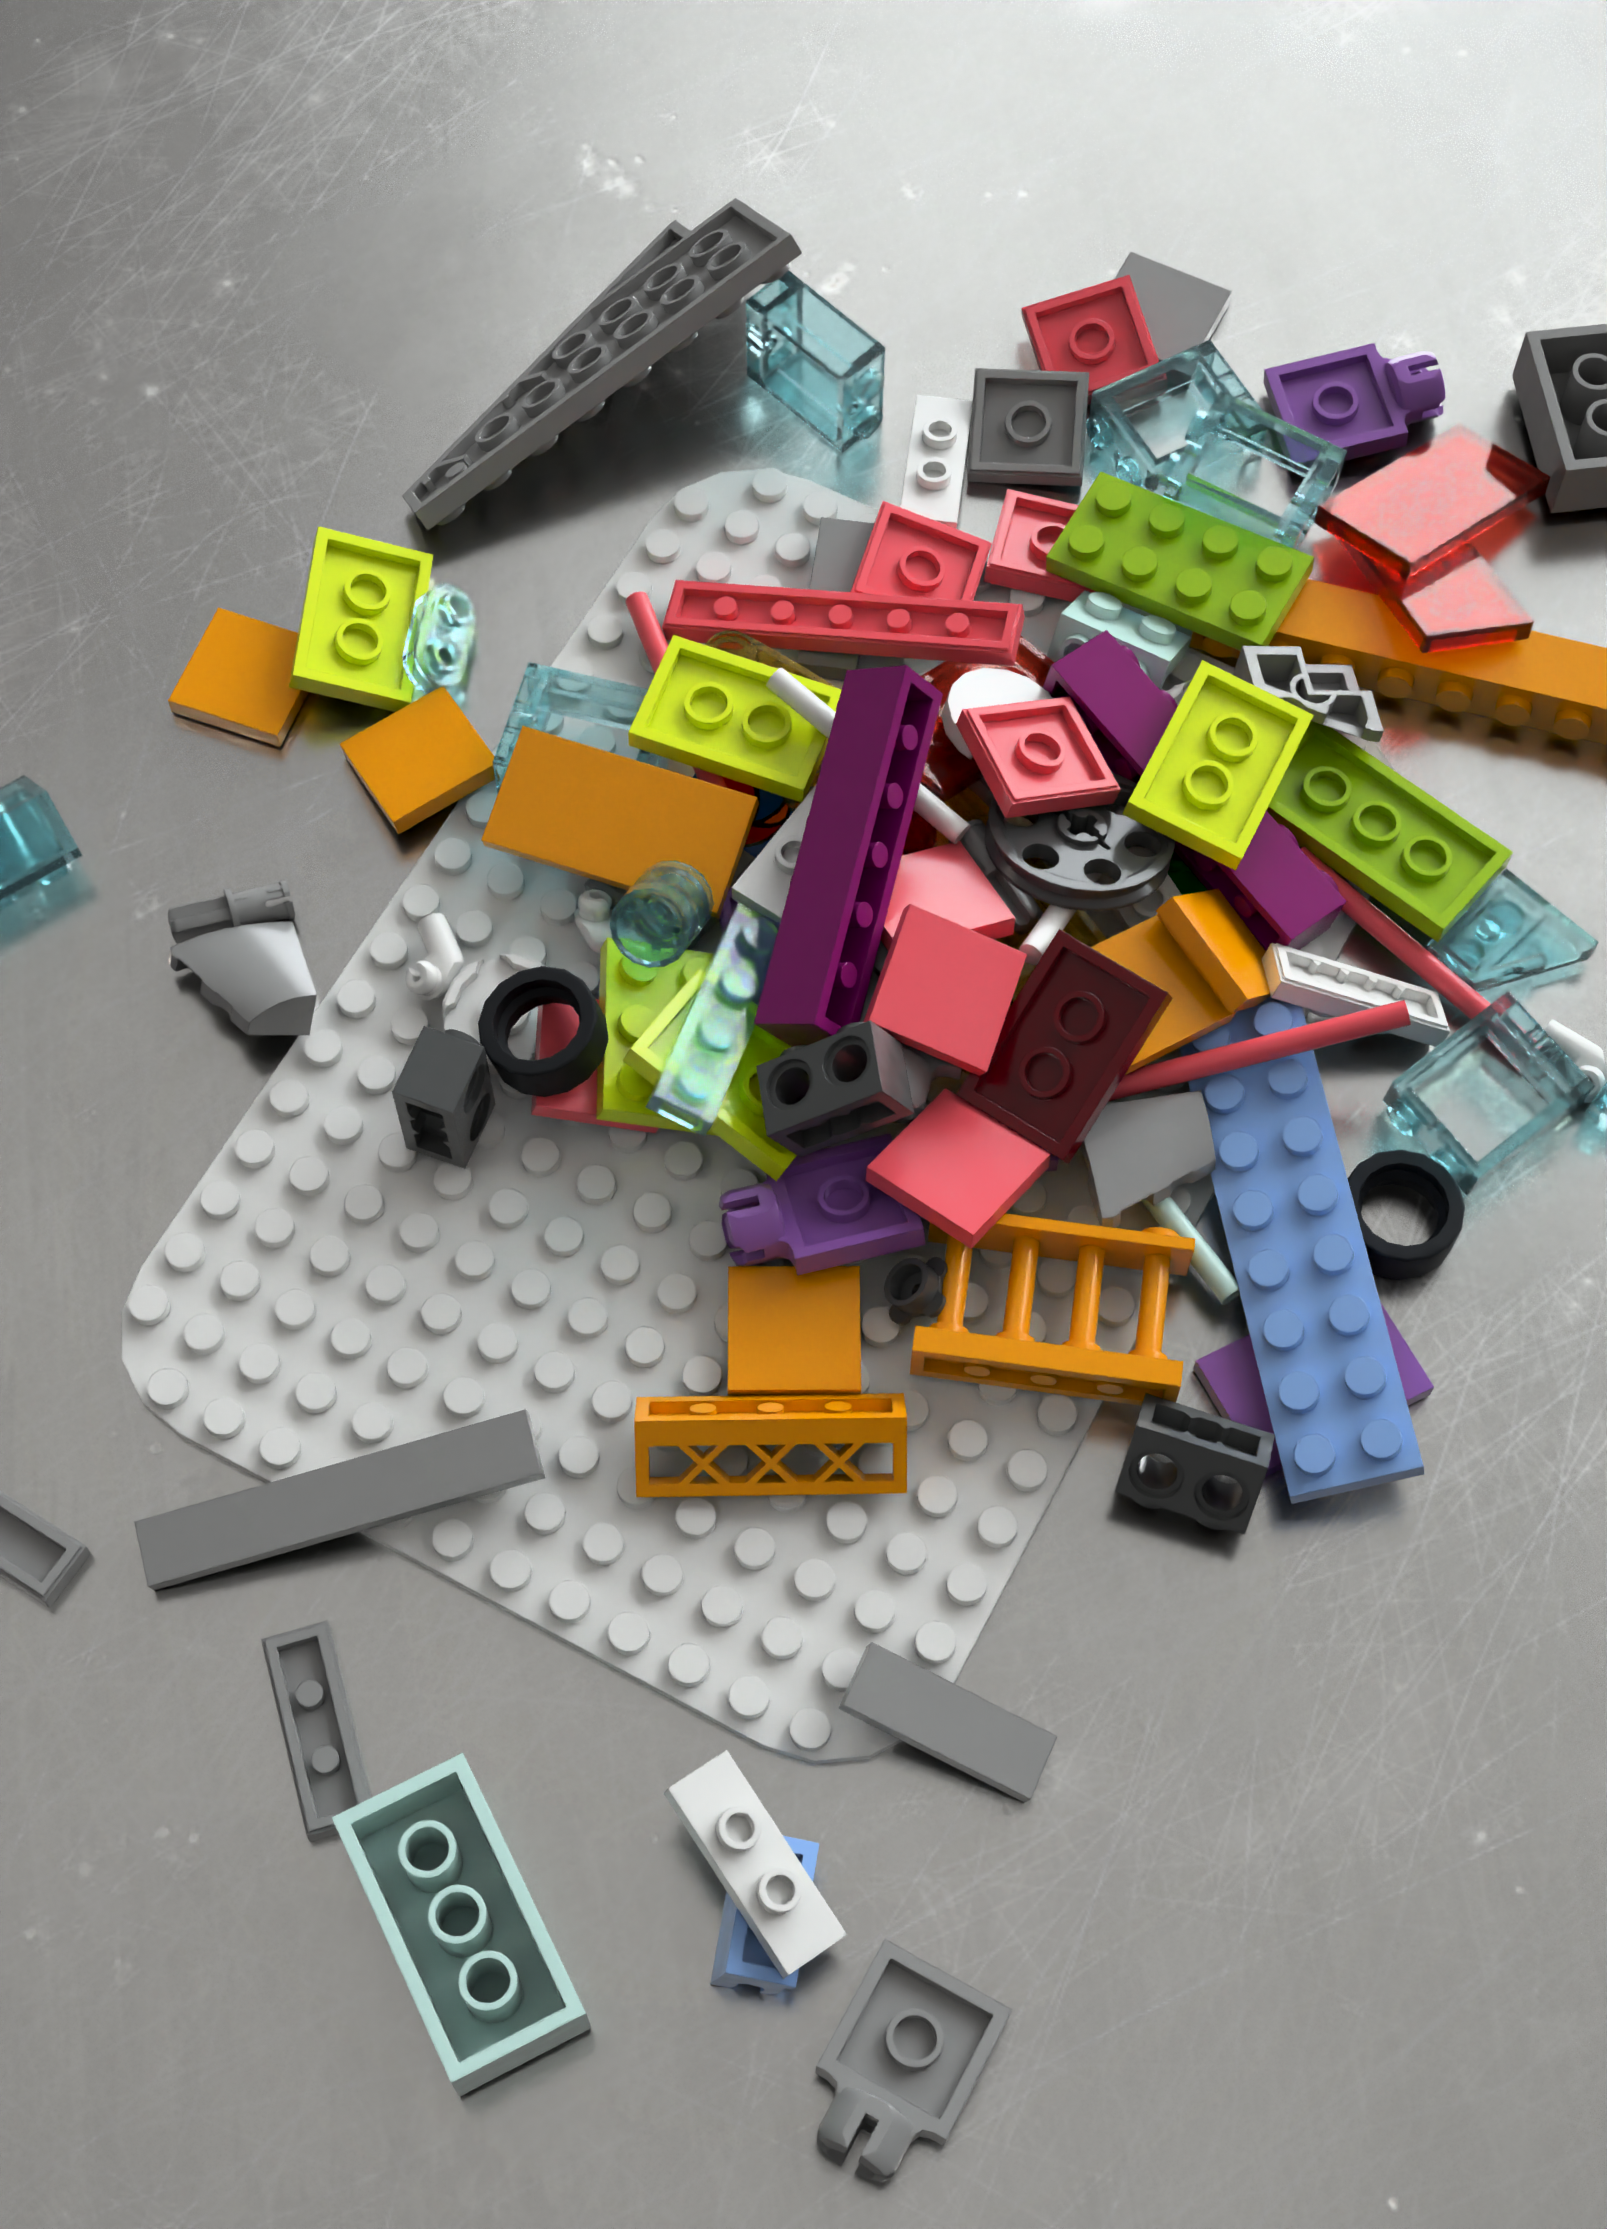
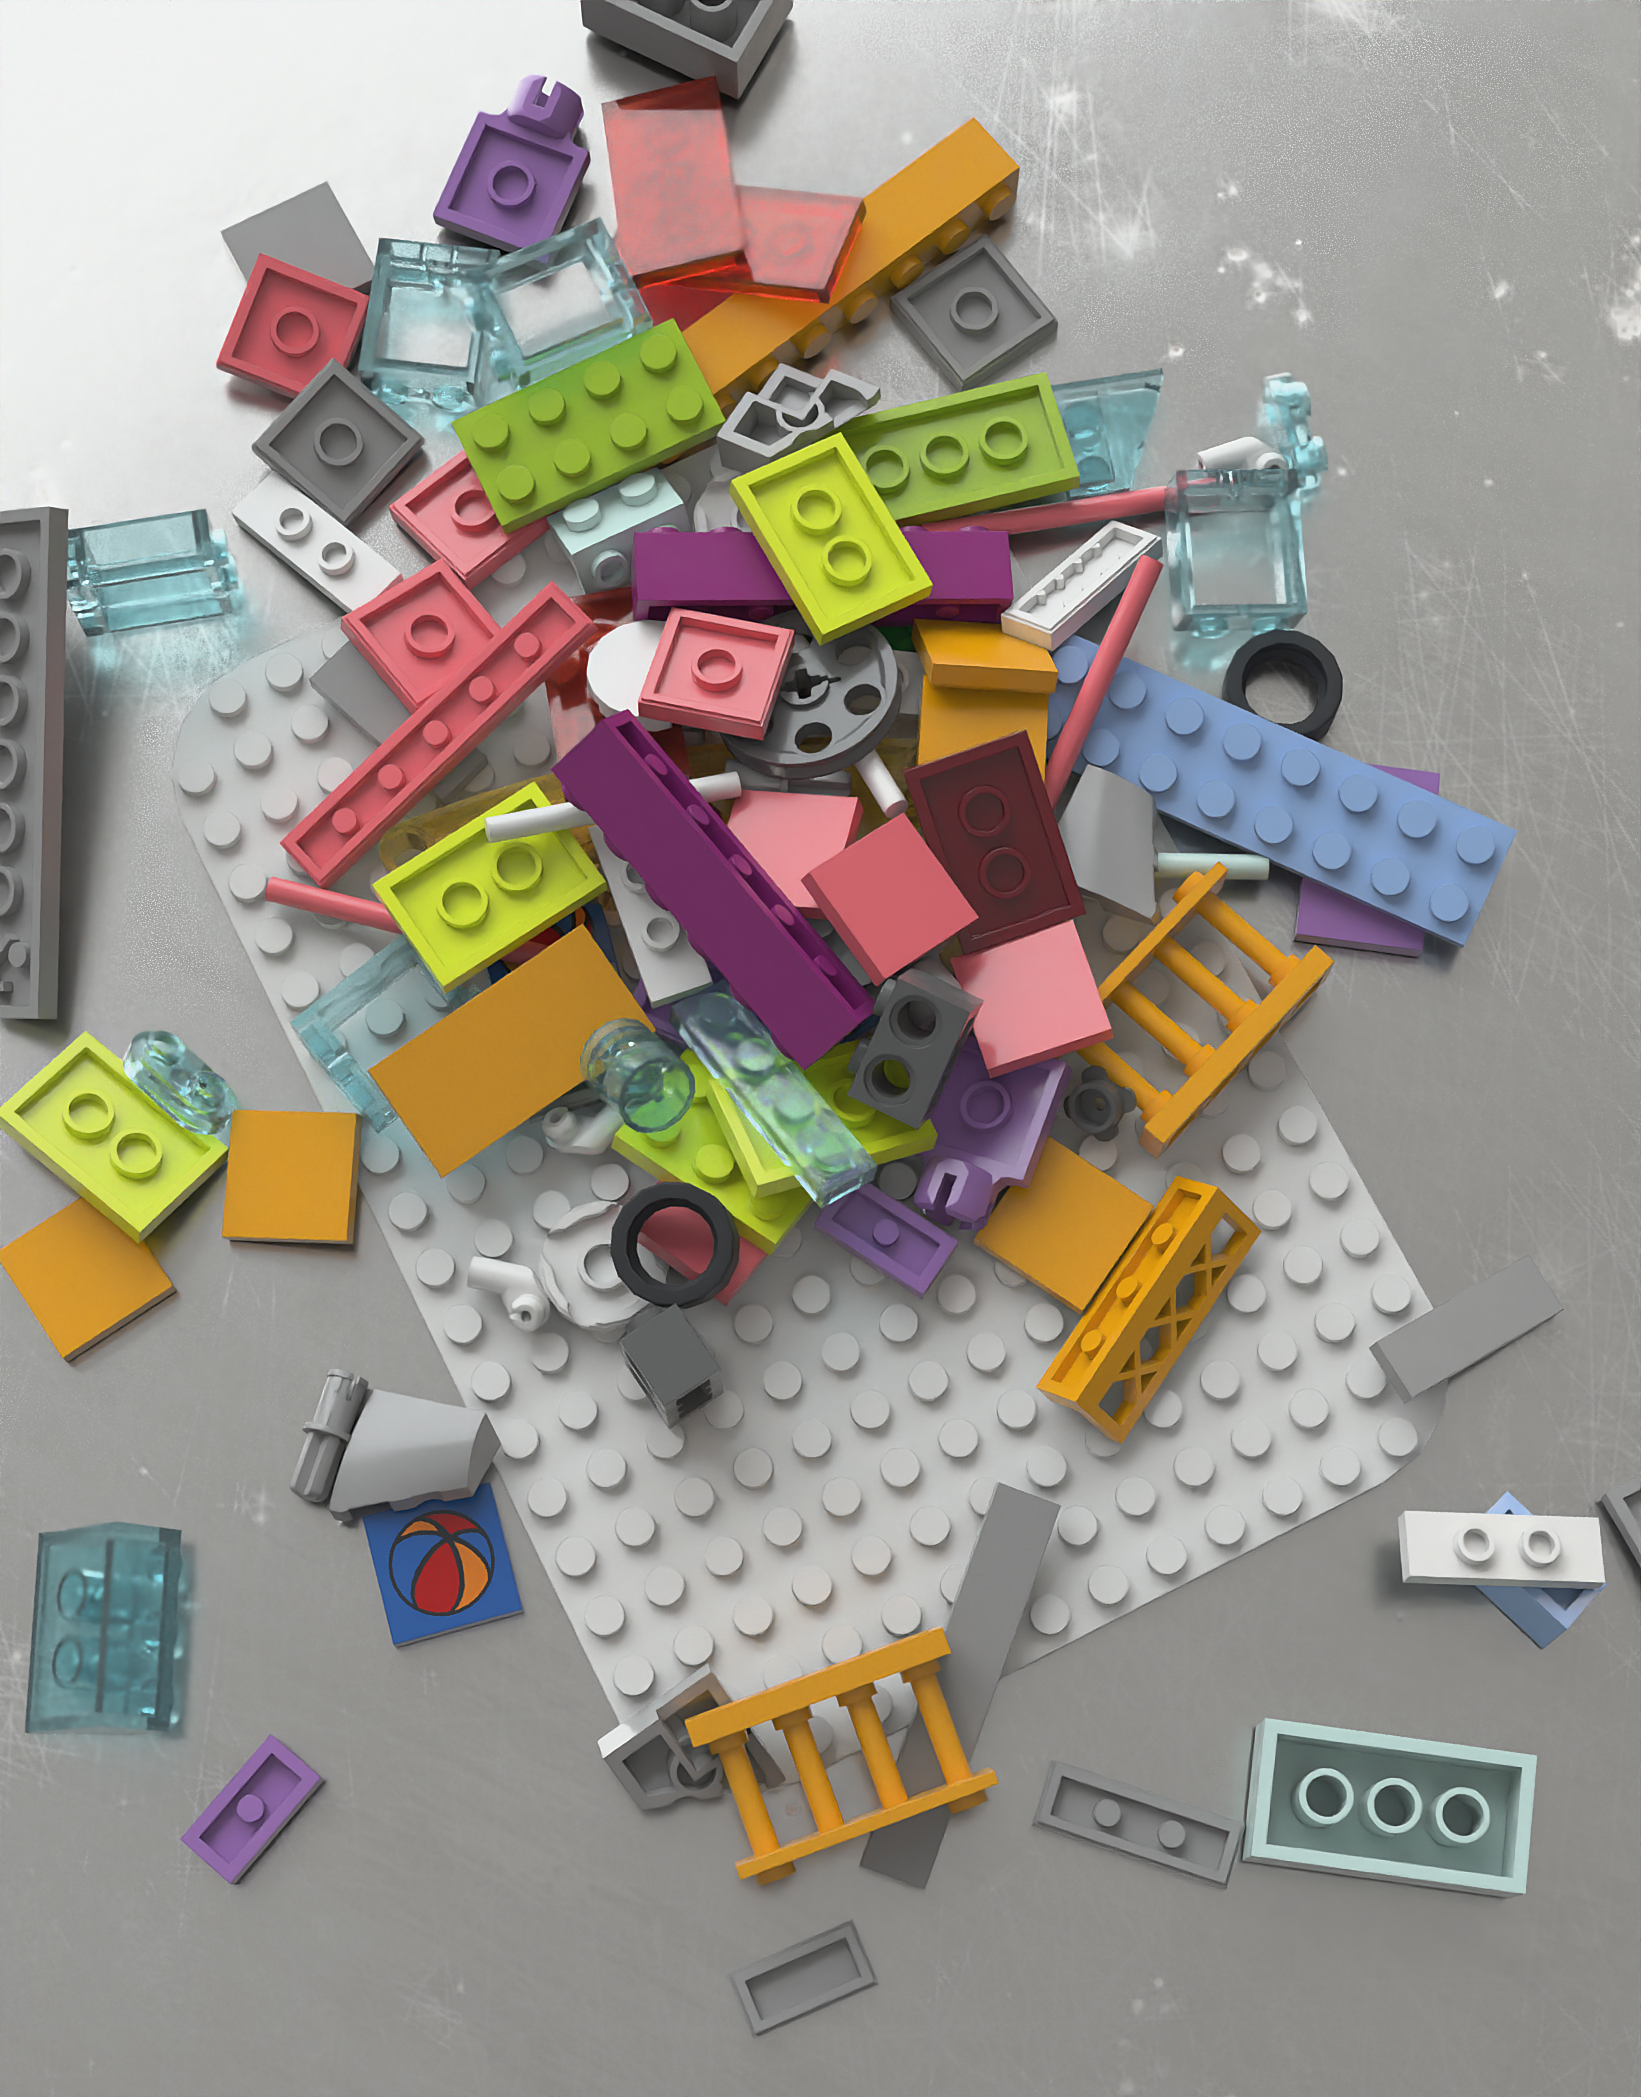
camera: 55 degrees left, 10 degrees up
(147, 1323) = (656, 1756): none -> light grey slope
(184, 1060) = (442, 1566): none -> tile
(218, 1365) = (790, 1710): none -> light orange fence
(680, 1198) = (888, 1237): none -> medium lavender plate
(1200, 1449) = (1390, 996): dark grey brick -> none
(1526, 785) = (973, 314): none -> light grey tile

